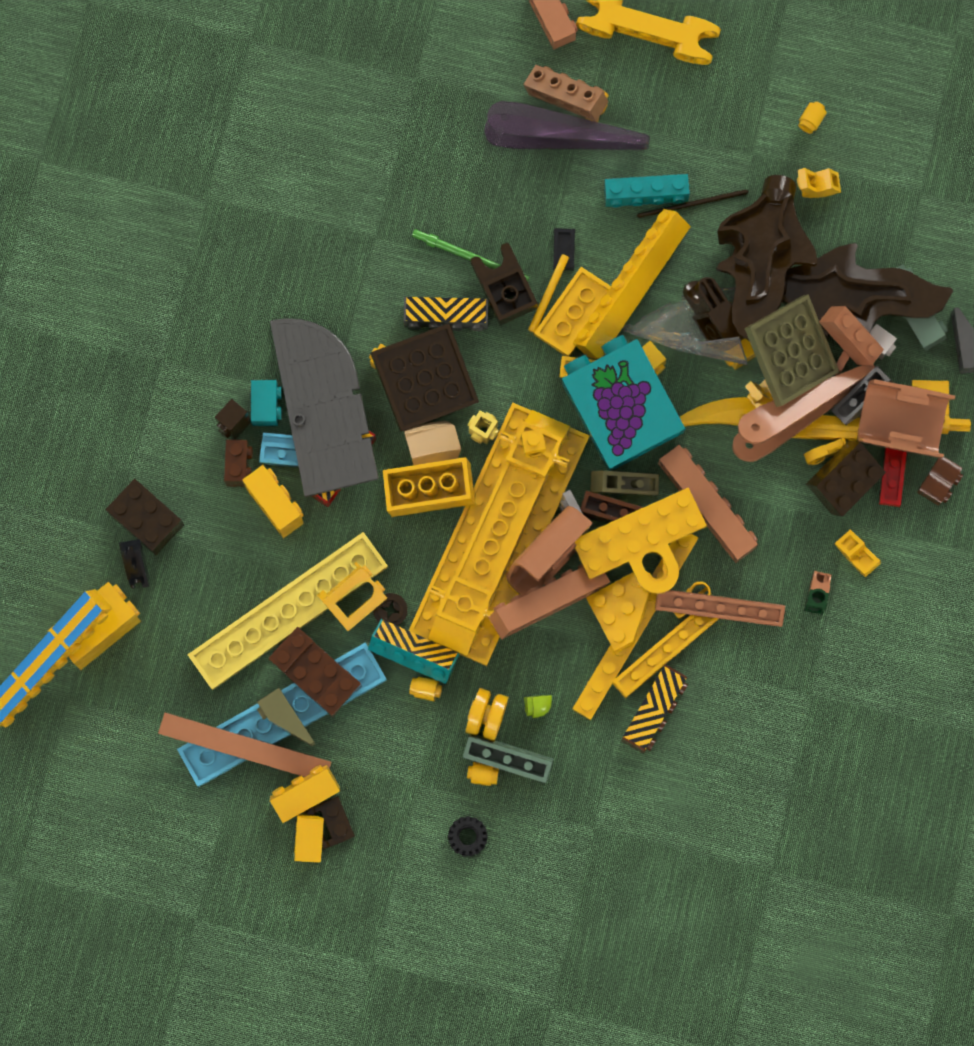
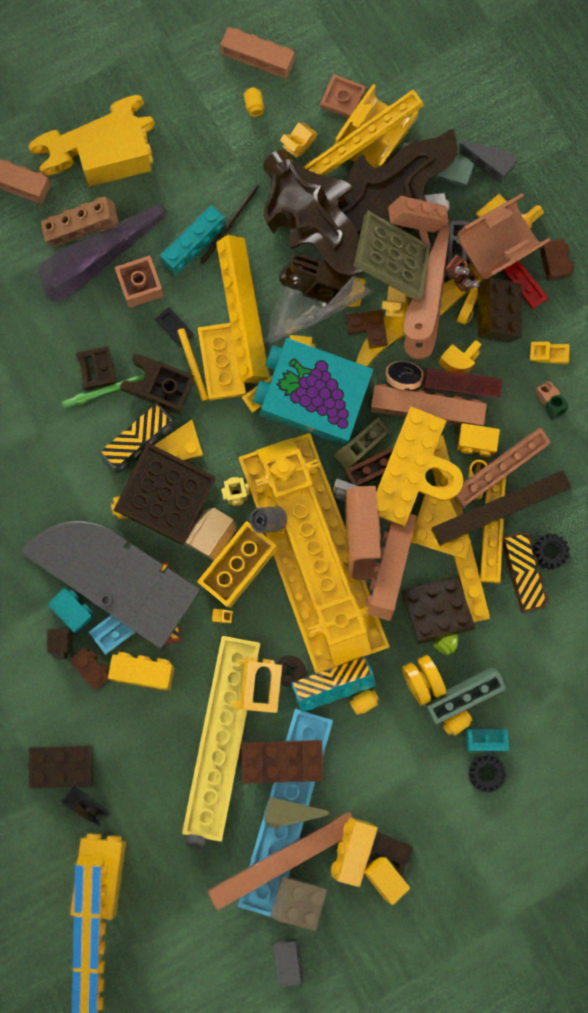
camera: 50 degrees left, 0 degrees up
(175, 828) = (288, 962): none -> dark grey hinge
(192, 670) = (195, 841): none -> dark grey tile
(225, 790) = (298, 903): none -> dark tan brick
(378, 517) = (222, 616): none -> yellow piece
(472, 231) = (102, 367): none -> dark brown plate
(478, 350) = (182, 443): none -> yellow wing
(484, 472) = (268, 519): none -> dark grey wheel
(493, 811) = (487, 740): none -> teal hinge
(554, 672) = (438, 610): none -> dark brown plate
(568, 186) = (139, 281): none -> nougat brick
(649, 60) = (114, 153): none -> yellow brick
(686, 639) = (500, 508): none -> dark brown tile
(694, 700) = (559, 543): none -> black tyre
(713, 459) = (404, 375): none -> tile
(723, 568) = (478, 440): none -> yellow brick
(729, 393) = (369, 322): none -> reddish brown plate
(755, 509) = (462, 382): none -> clear red brick
(771, 492) = (457, 361): none -> yellow brick
(839, 424) = (463, 277): none -> copper piece
(856, 76) = (257, 52): none -> nougat brick
(873, 228) = (366, 134): none -> yellow plate
(890, 231) = (383, 148): none -> yellow piece
(895, 179) = (342, 96): none -> nougat tile

